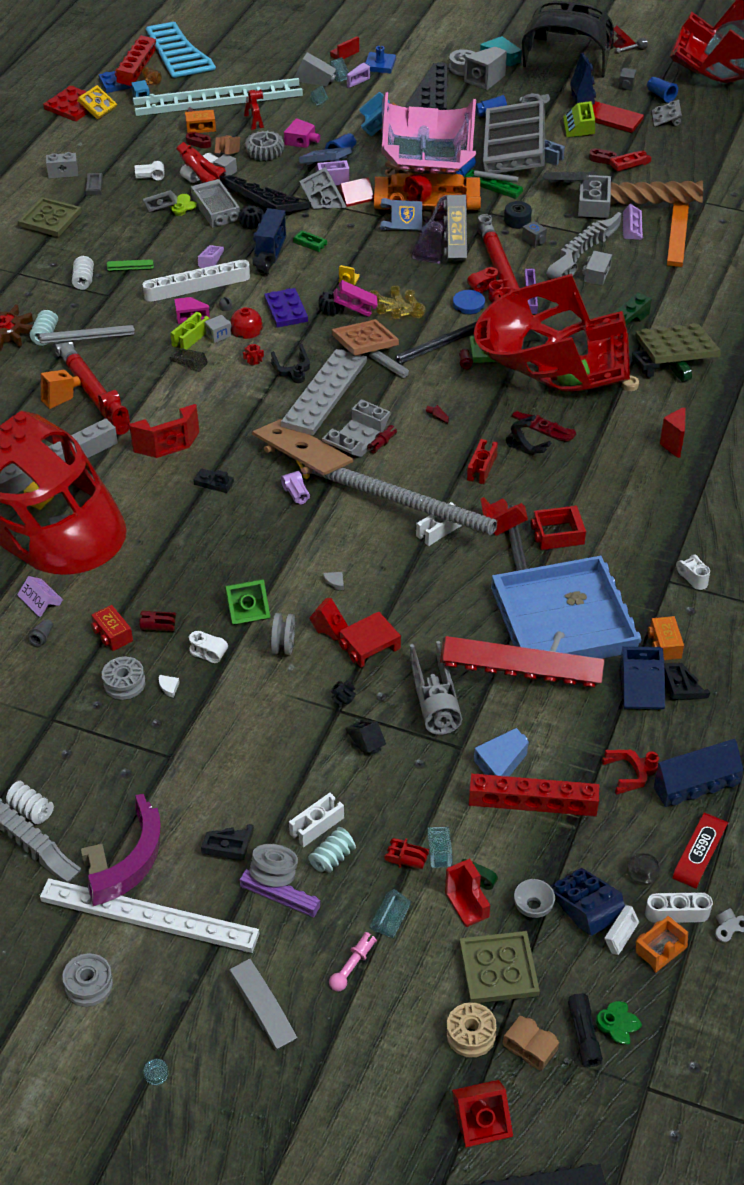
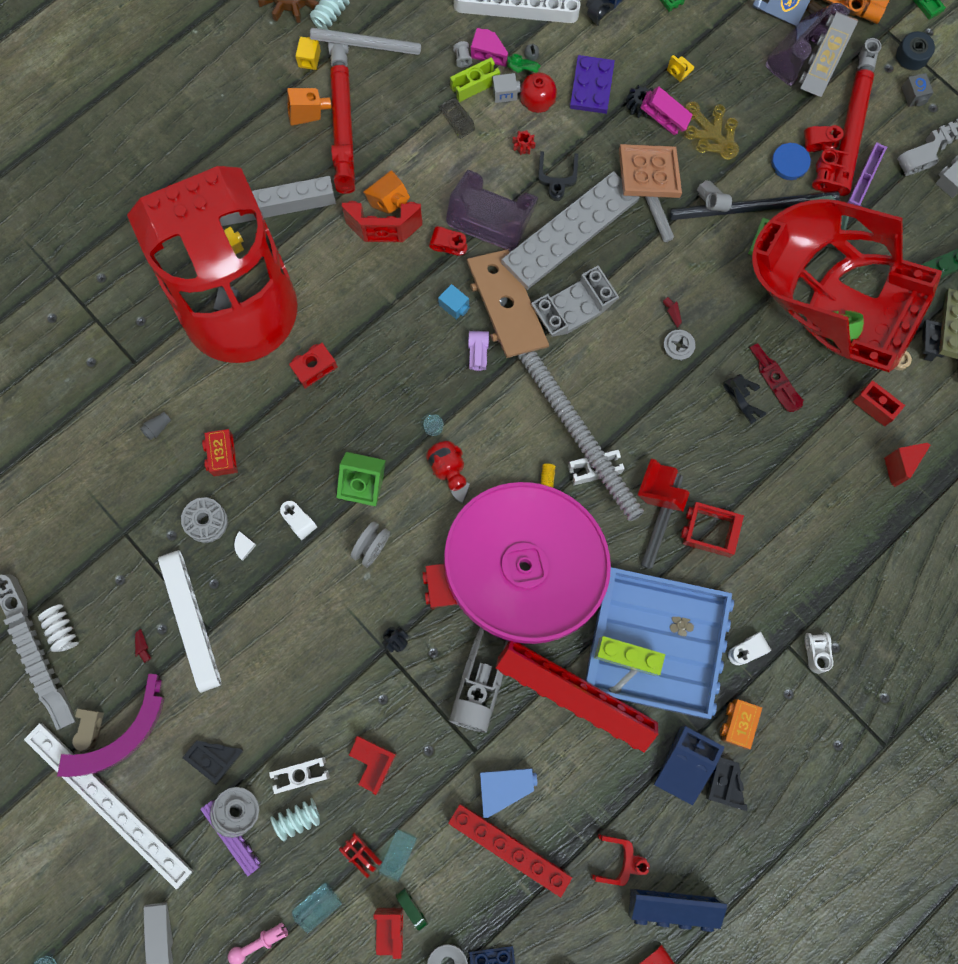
camera: 25 degrees right, 30 degrees up
(38, 595) = (174, 376): lavender panel -> none
(40, 358) = (308, 53): none -> yellow brick
(87, 967) = (13, 851): light grey wheel -> none
(115, 790) = (141, 647): none -> dark red bar
(151, 752) = (189, 621): none -> white beam
(157, 621) = (261, 461): dark red arm -> none
(160, 543) = (310, 375): none -> red brick
(163, 412) = (387, 193): none -> orange torso
(170, 320) = (462, 53): none -> light grey bush
(213, 480) = (404, 301): black hinge -> none
(217, 311) = (517, 64): none -> green plate
(227, 431) = (447, 241): none -> red piece
(251, 407) = (487, 213): none -> clear purple windscreen
(257, 464) = (454, 302): none -> dark azure brick
(287, 547) = (433, 425): none -> clear light blue tile
(315, 562) = (447, 463): none -> red piece
(328, 619) = (424, 544): red brick -> none
(367, 736) = (391, 699): black slope -> none
(375, 780) = (378, 761): none -> red panel
(382, 439) = (597, 323): dark red pin -> none
(404, 544) = (548, 468): none -> yellow piece
(423, 593) = (535, 527): none -> dark pink dish
(425, 334) = (714, 197): none -> light grey piece
(461, 427) = (687, 342): none -> light grey gear
(465, 360) = (740, 251): dark red pin -> none
(482, 461) = (685, 395): red piece -> none
(546, 618) = (629, 656): none -> lime brick
(631, 408) = (878, 403): none -> red brick
(639, 591) = (751, 648): none -> white piece

